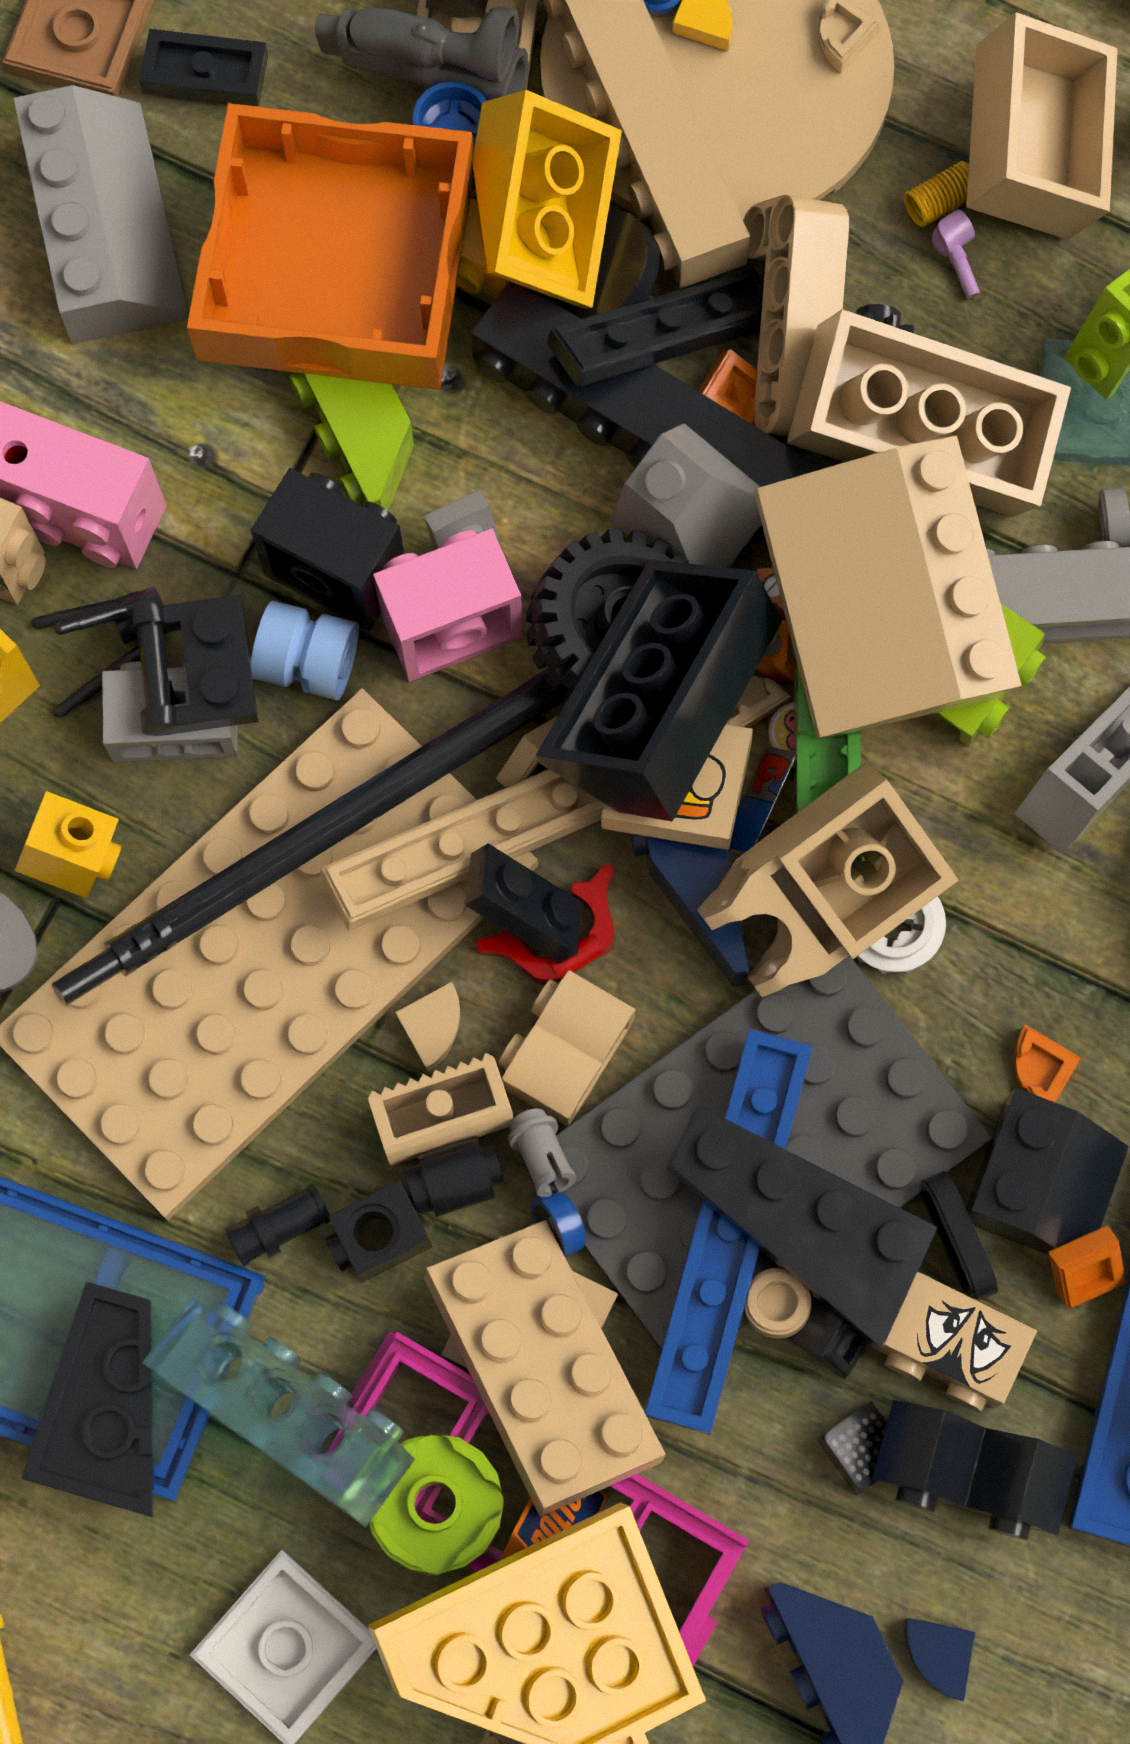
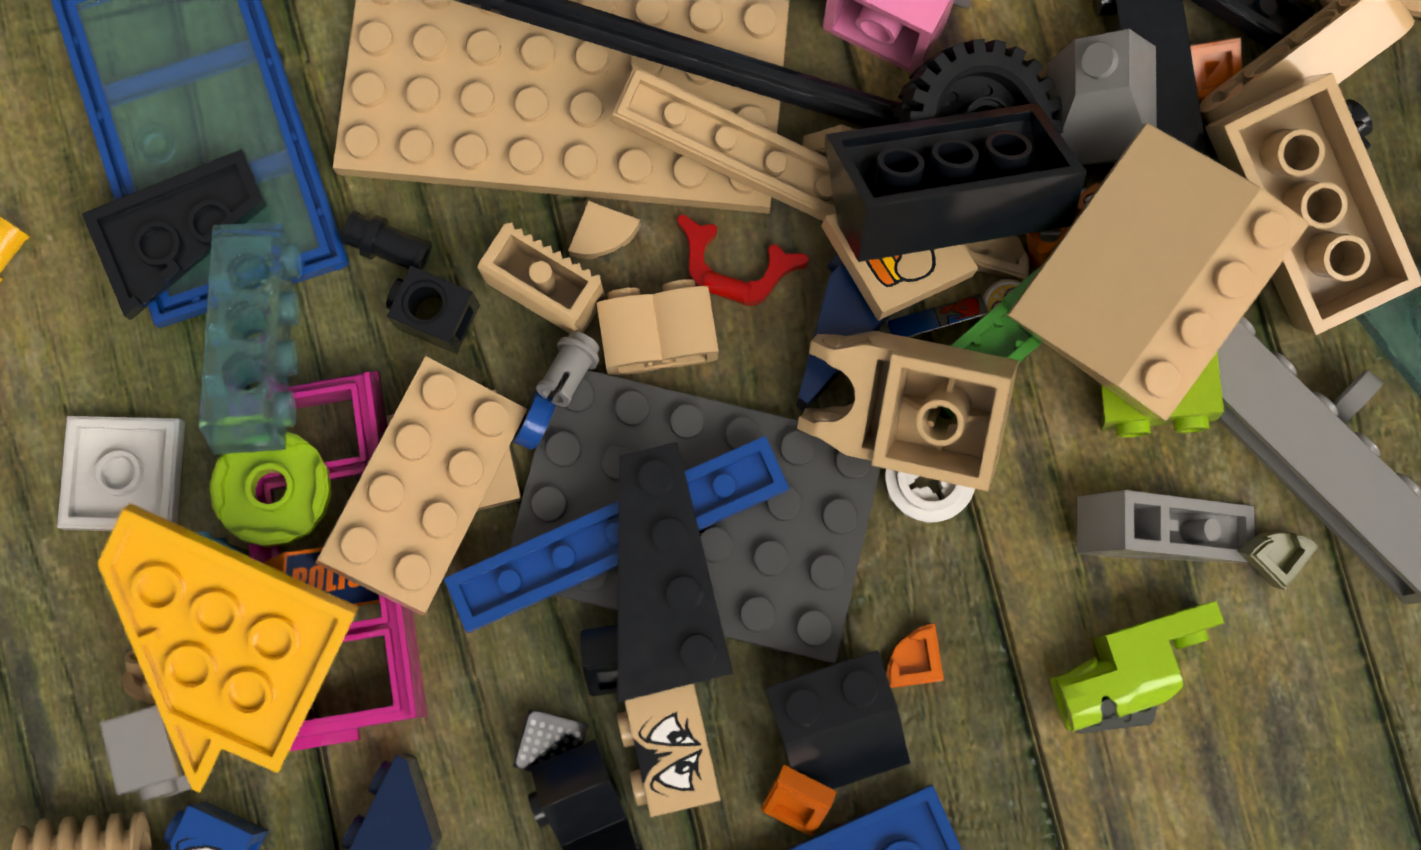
camera: 50 degrees right, 5 degrees up
(453, 1177) = (508, 327): black brick -> none
(523, 903) = (726, 218): black plate -> none
(777, 1303) = (593, 607): tan tile -> none
(958, 1236) = (745, 695): black tile -> none

